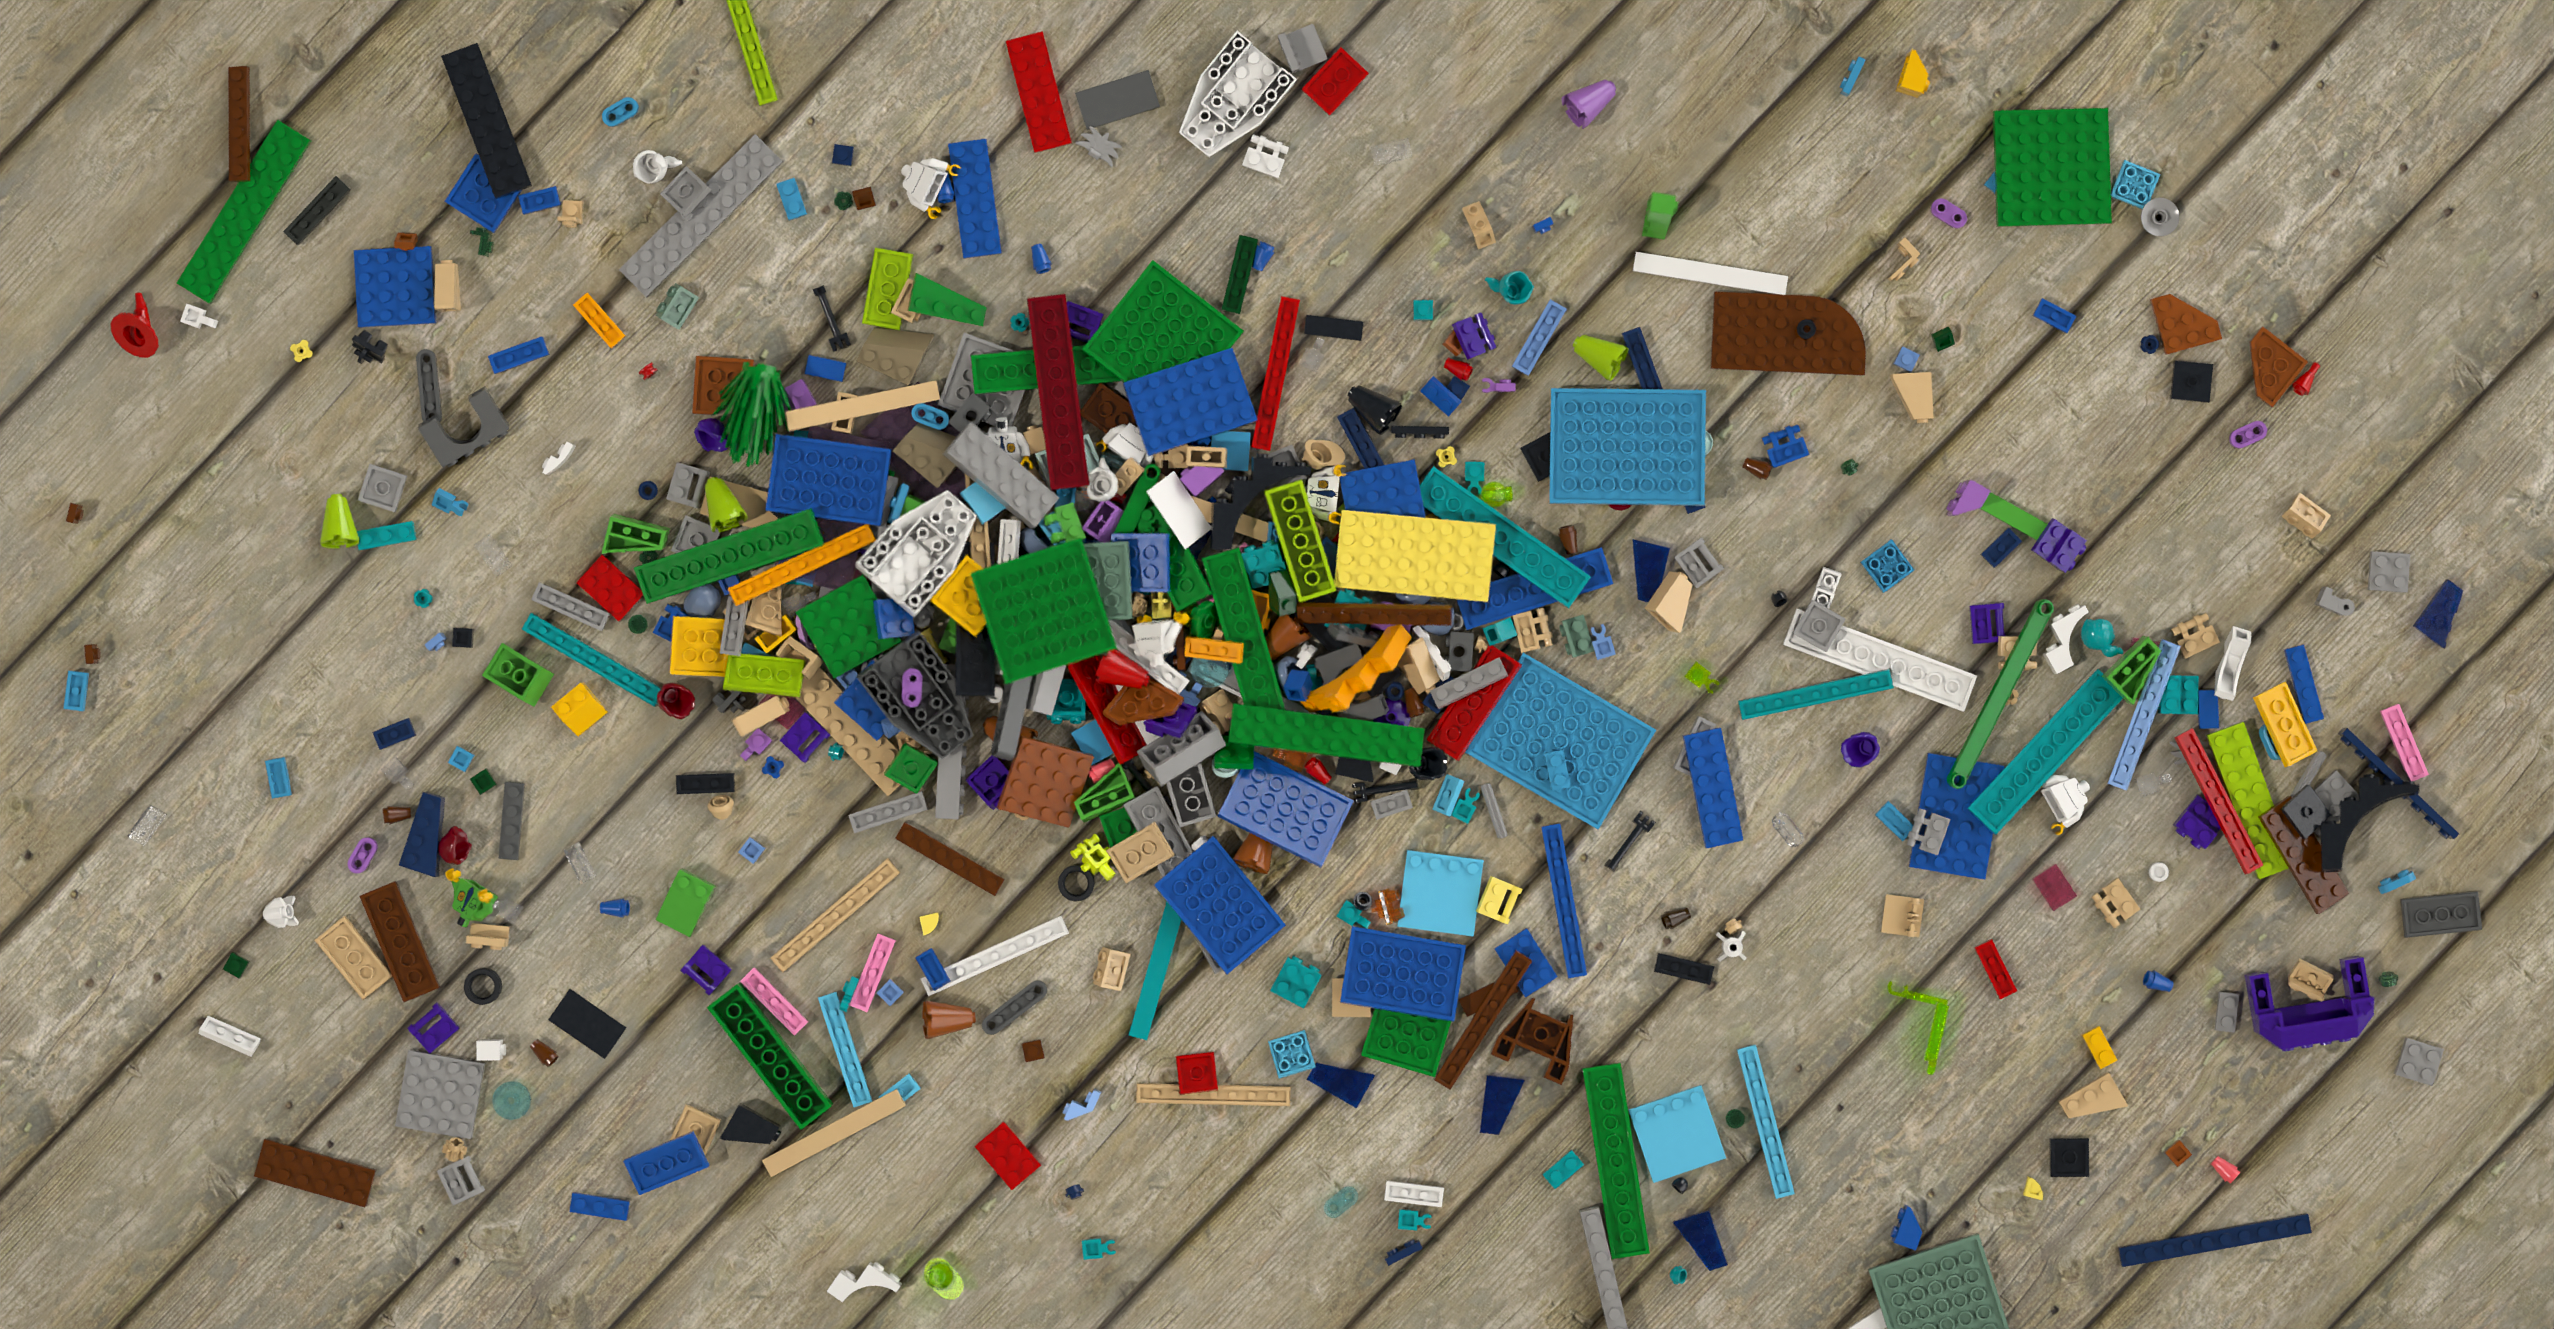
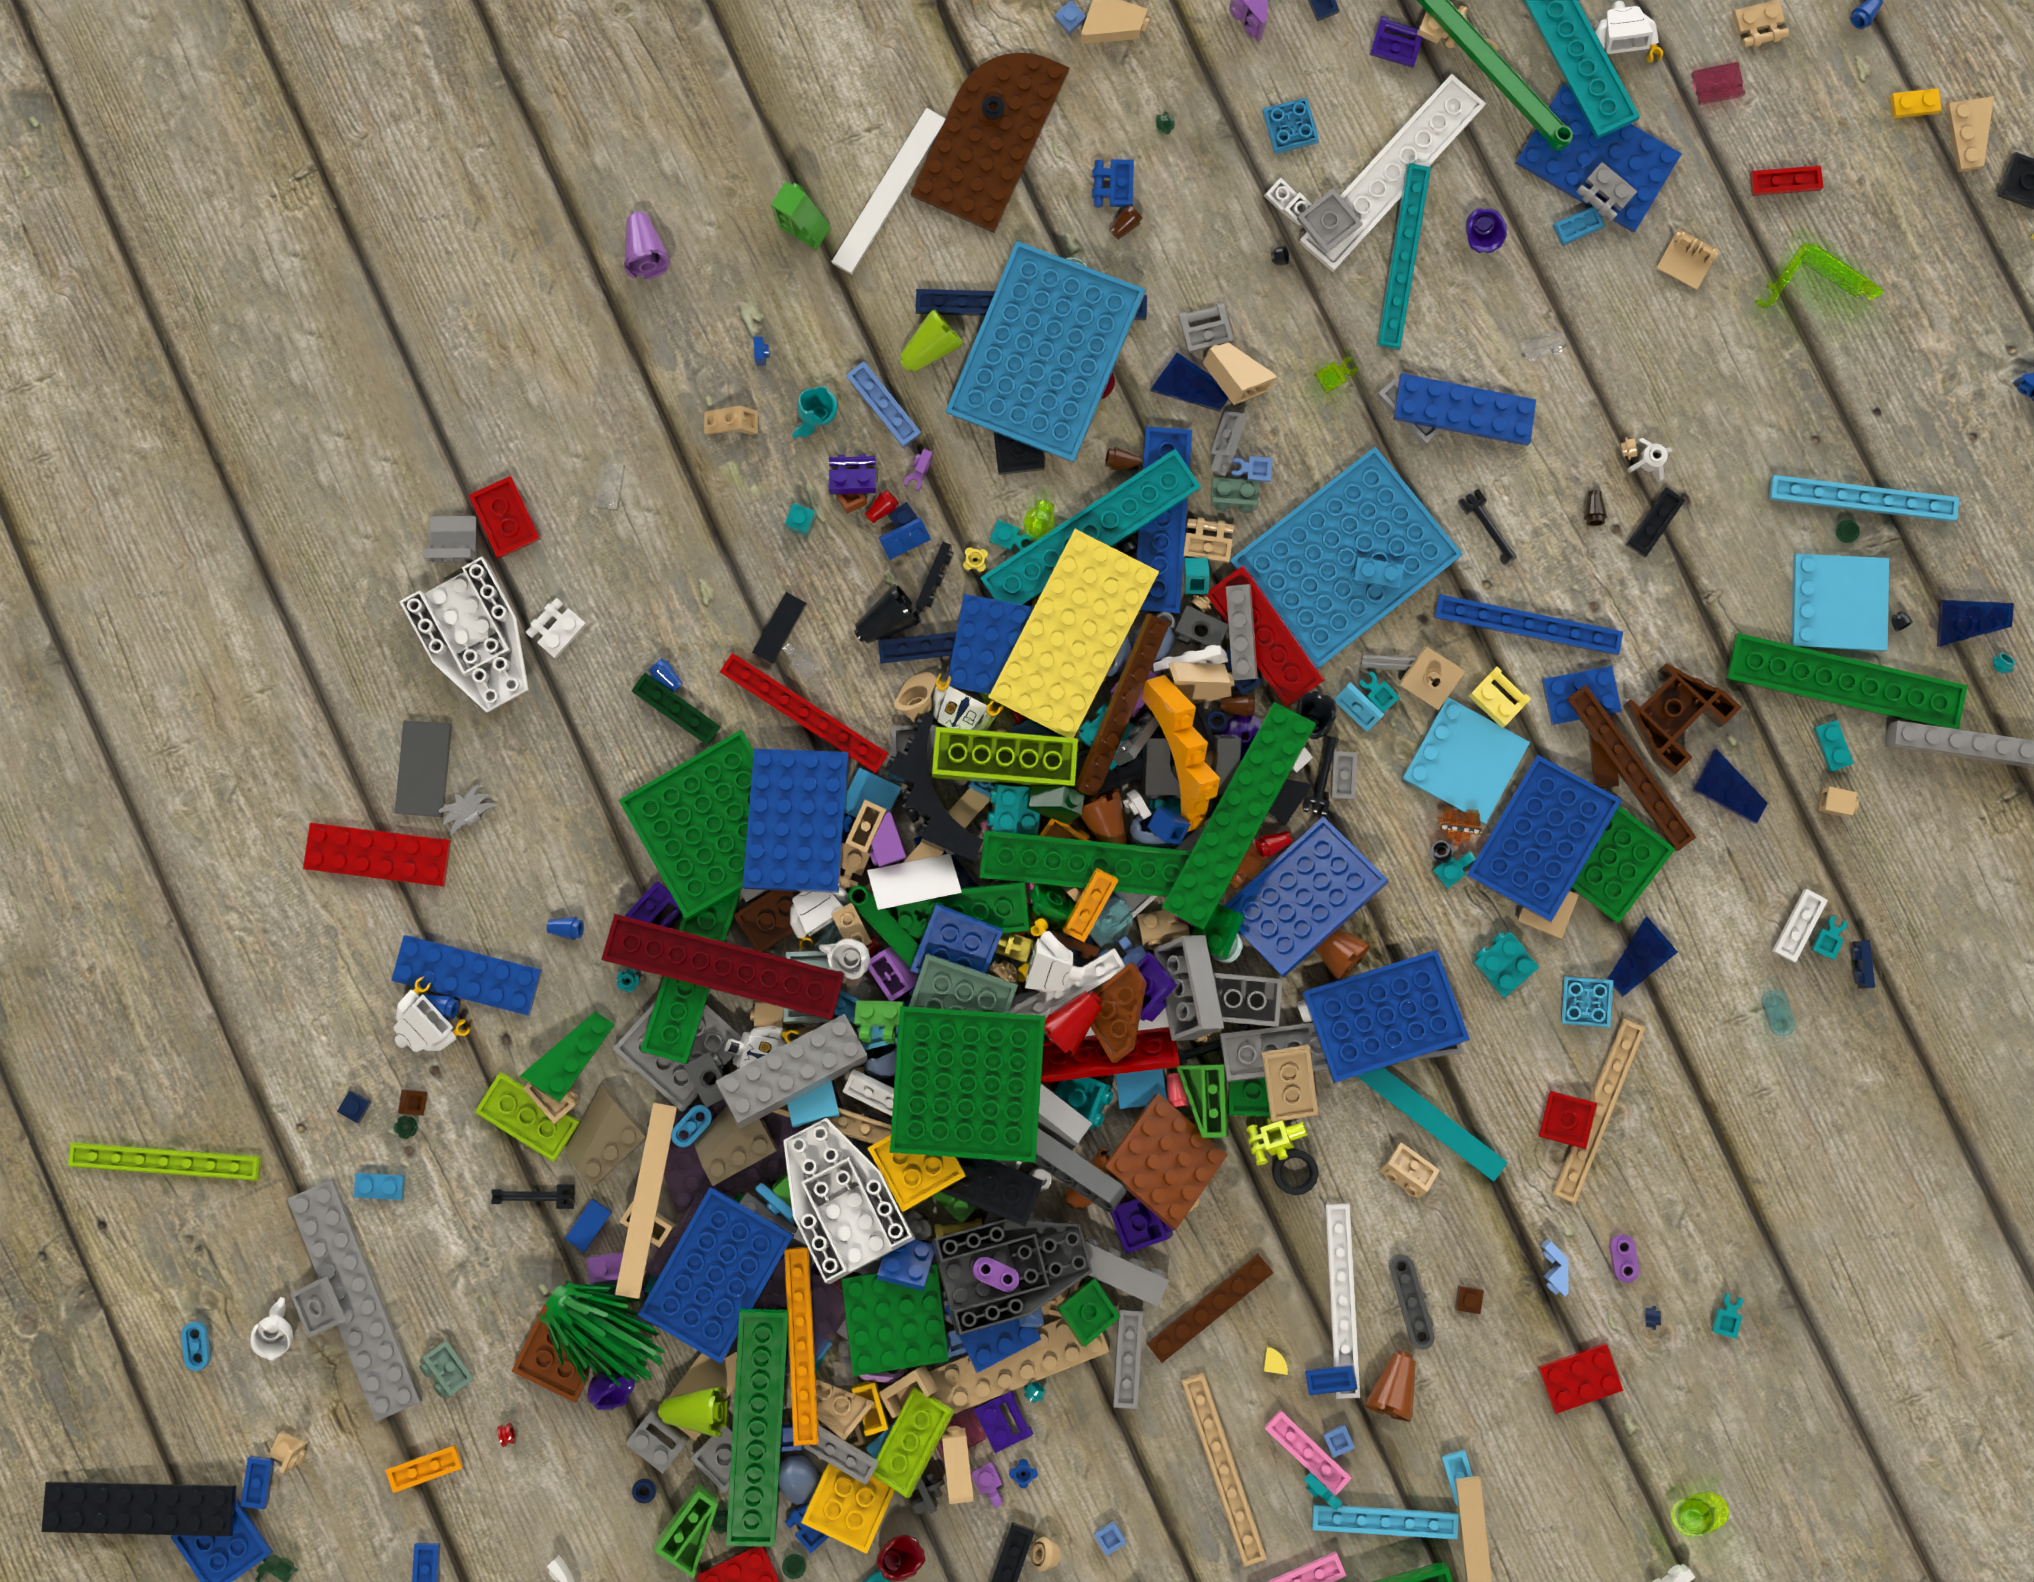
camera: 60 degrees left, 5 degrees down
(1110, 1155) = (1622, 1259): none -> medium lavender plate
(1493, 842) = (1432, 677): none -> tan tile
(1520, 1188) = (1838, 802): none -> tan brick
(1615, 614) = (1227, 441): none -> light grey hinge

